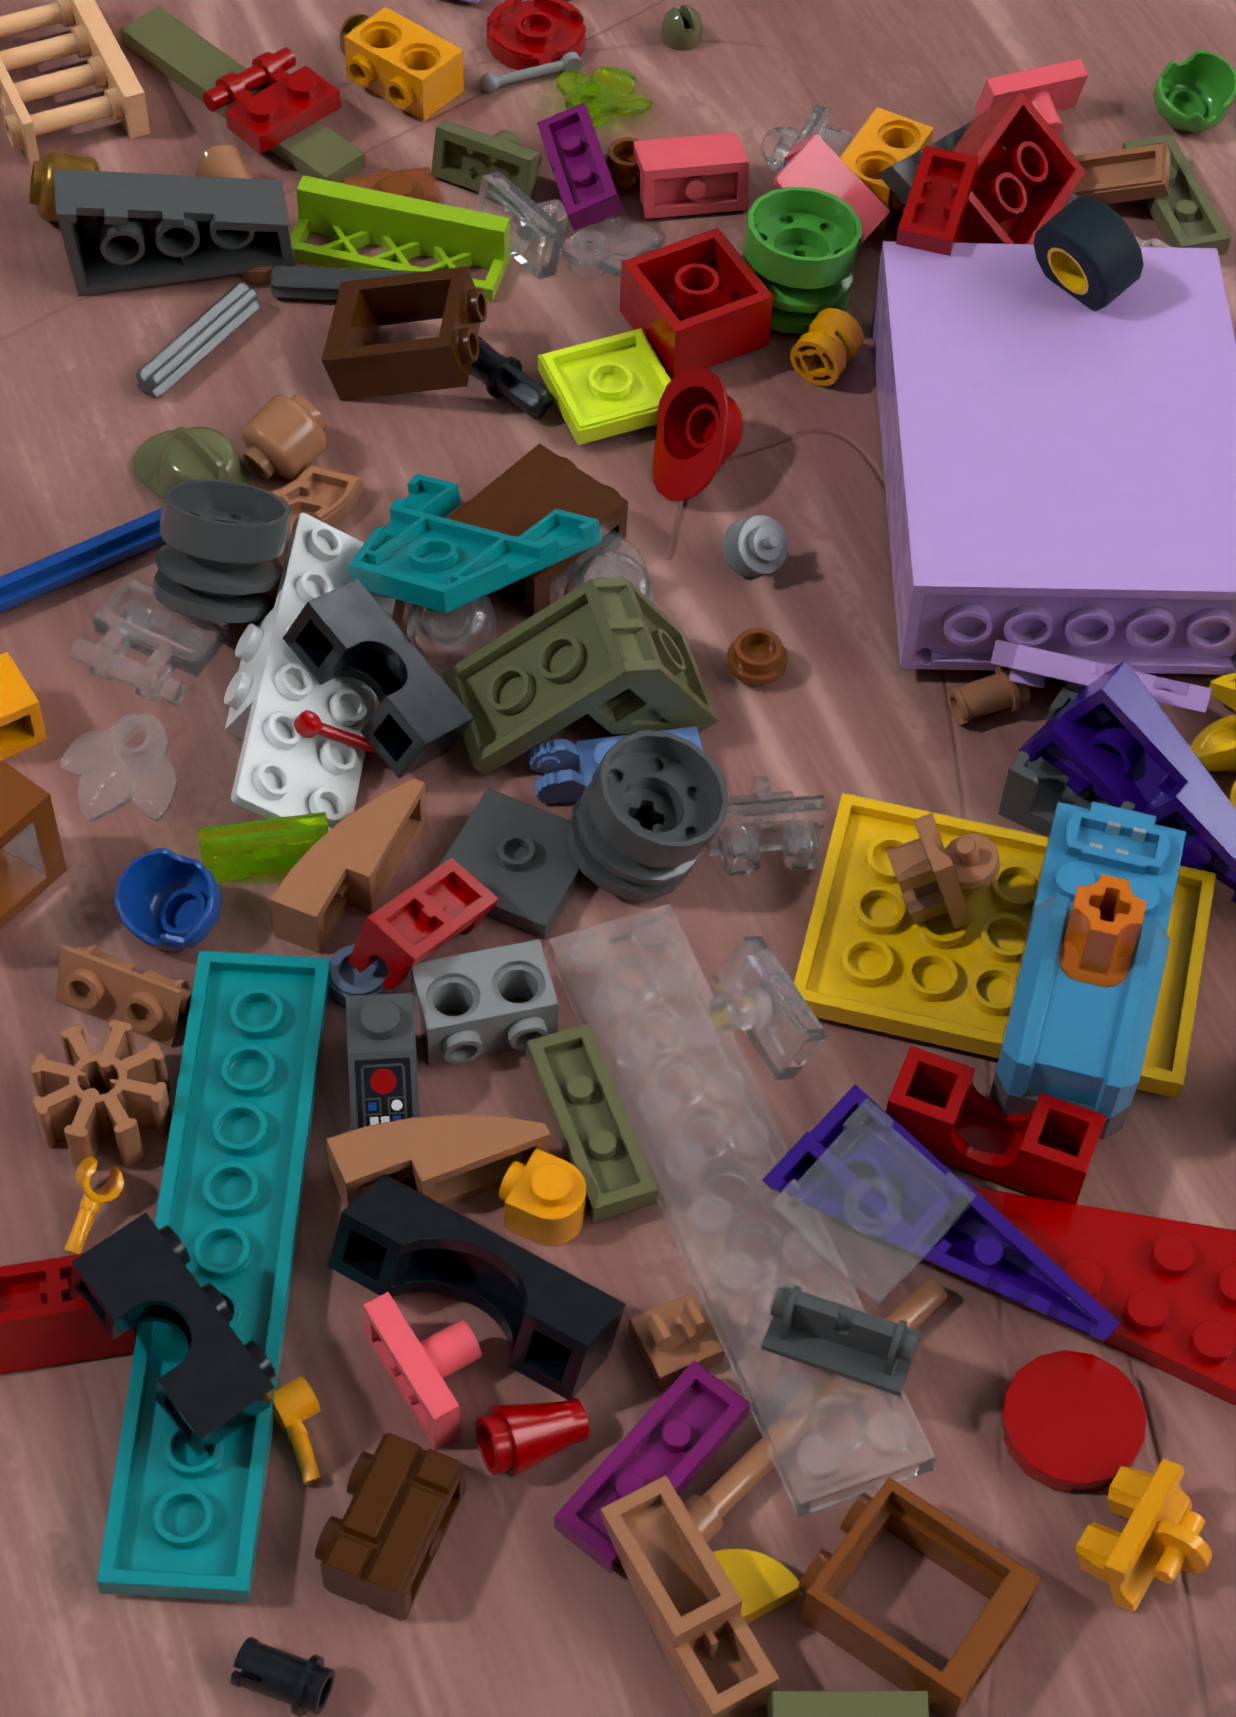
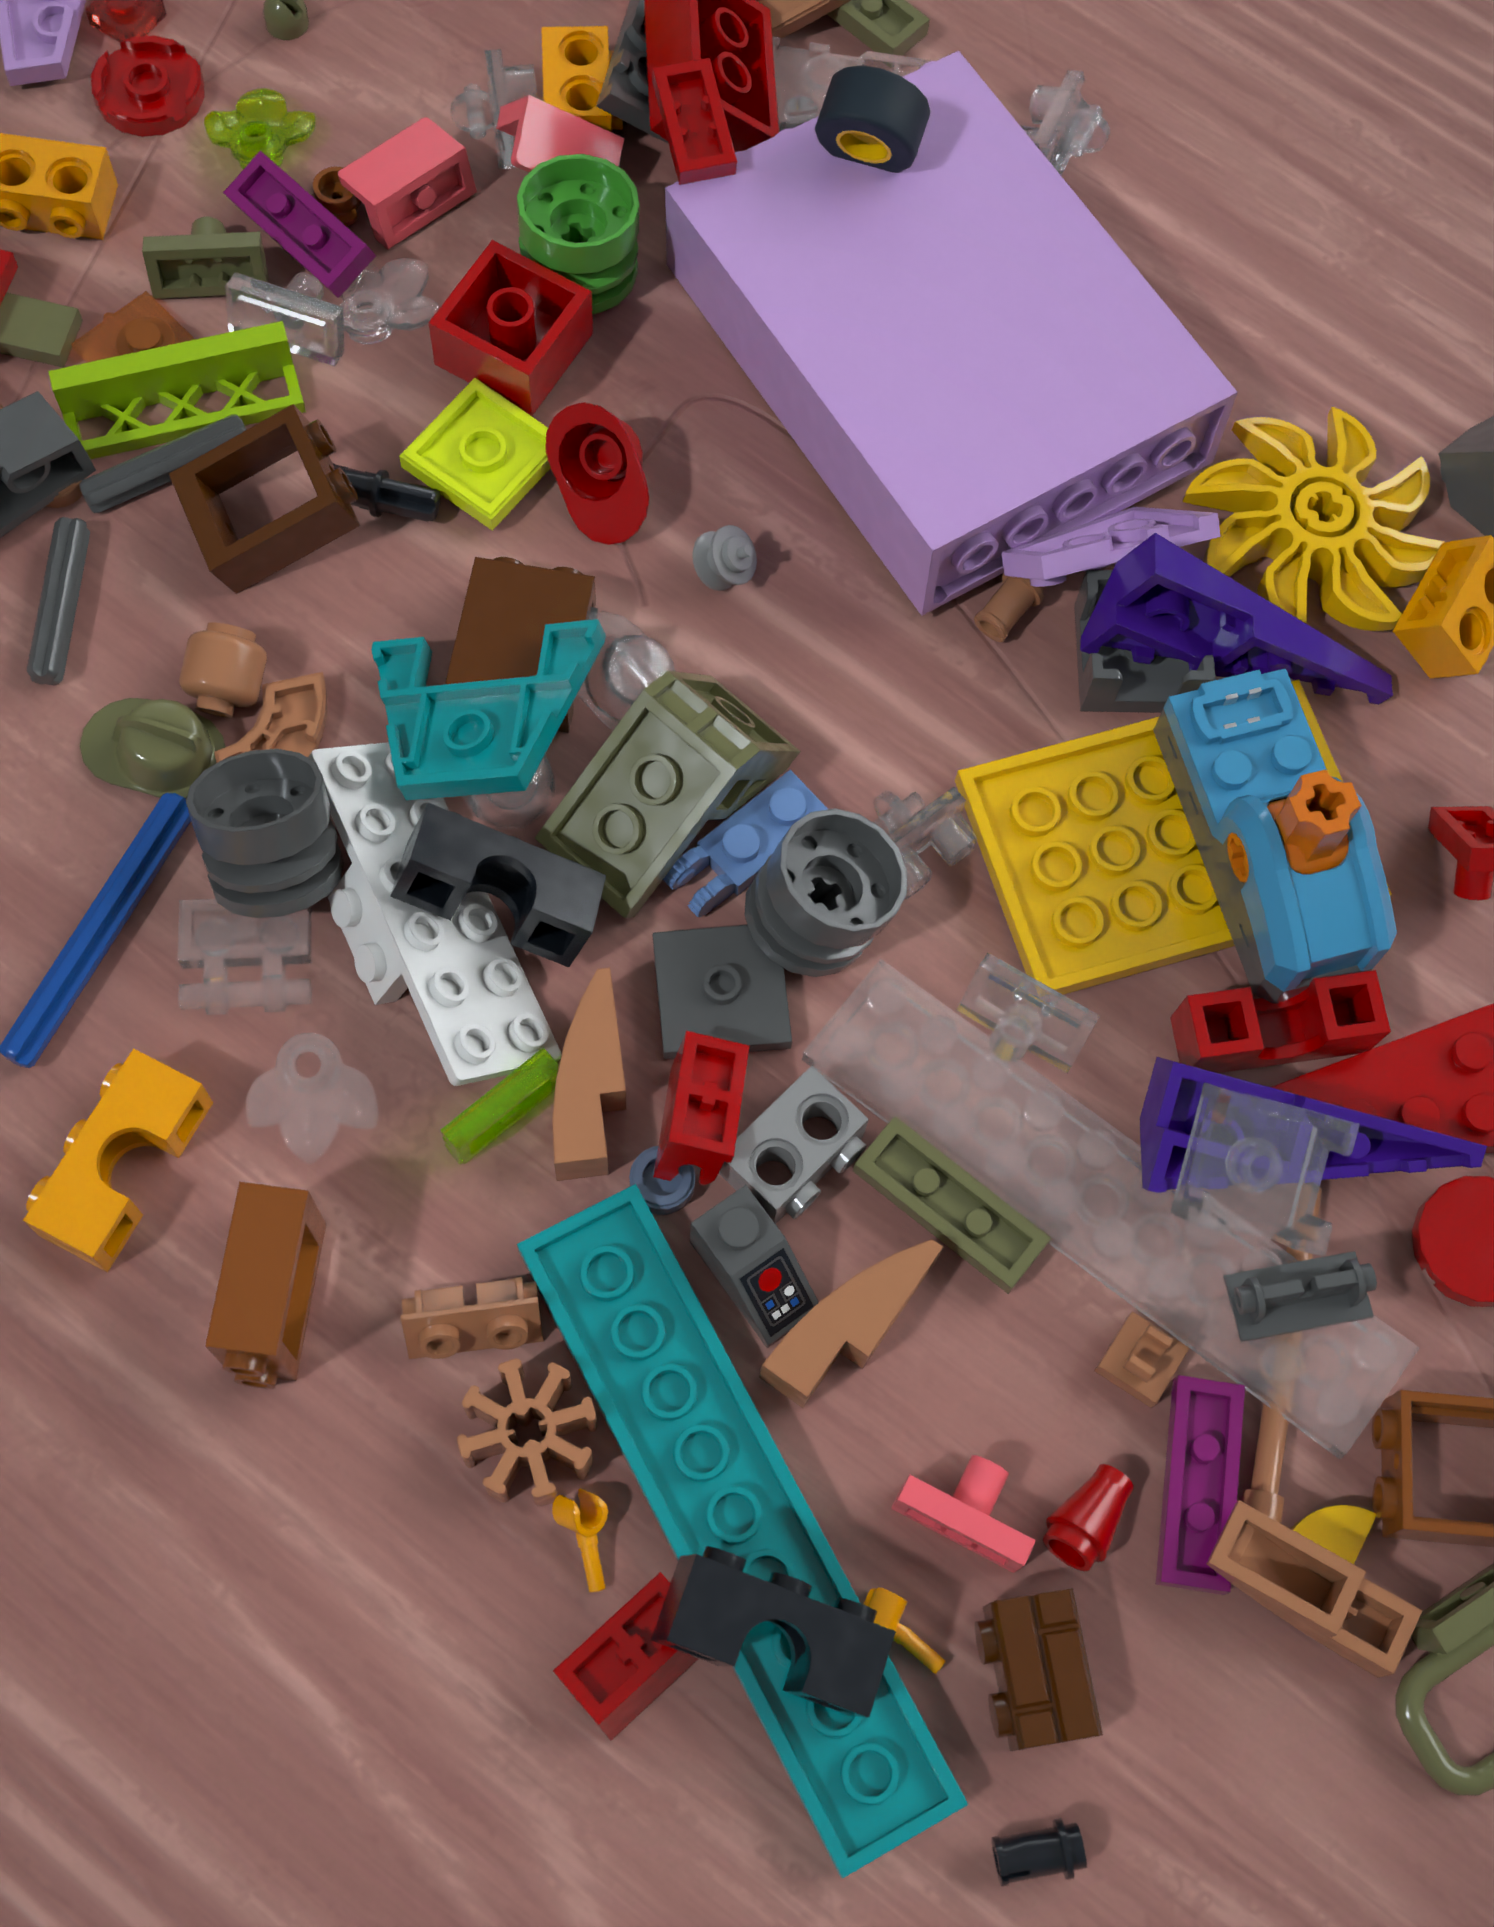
camera: 35 degrees left, 15 degrees up
(168, 900) = (457, 1211): blue hair -> none
(310, 724) = (469, 967): red hinge -> none
(410, 1244) = (1048, 1411): black arch -> none
(490, 82) = (141, 163): light grey hinge -> none
(544, 1199) = (961, 1298): light orange plate -> none
(757, 657) = (794, 670): dark orange plate -> none
(820, 353) = (651, 321): light orange wheel -> none
(934, 874) = (1114, 812): nougat hips -> none

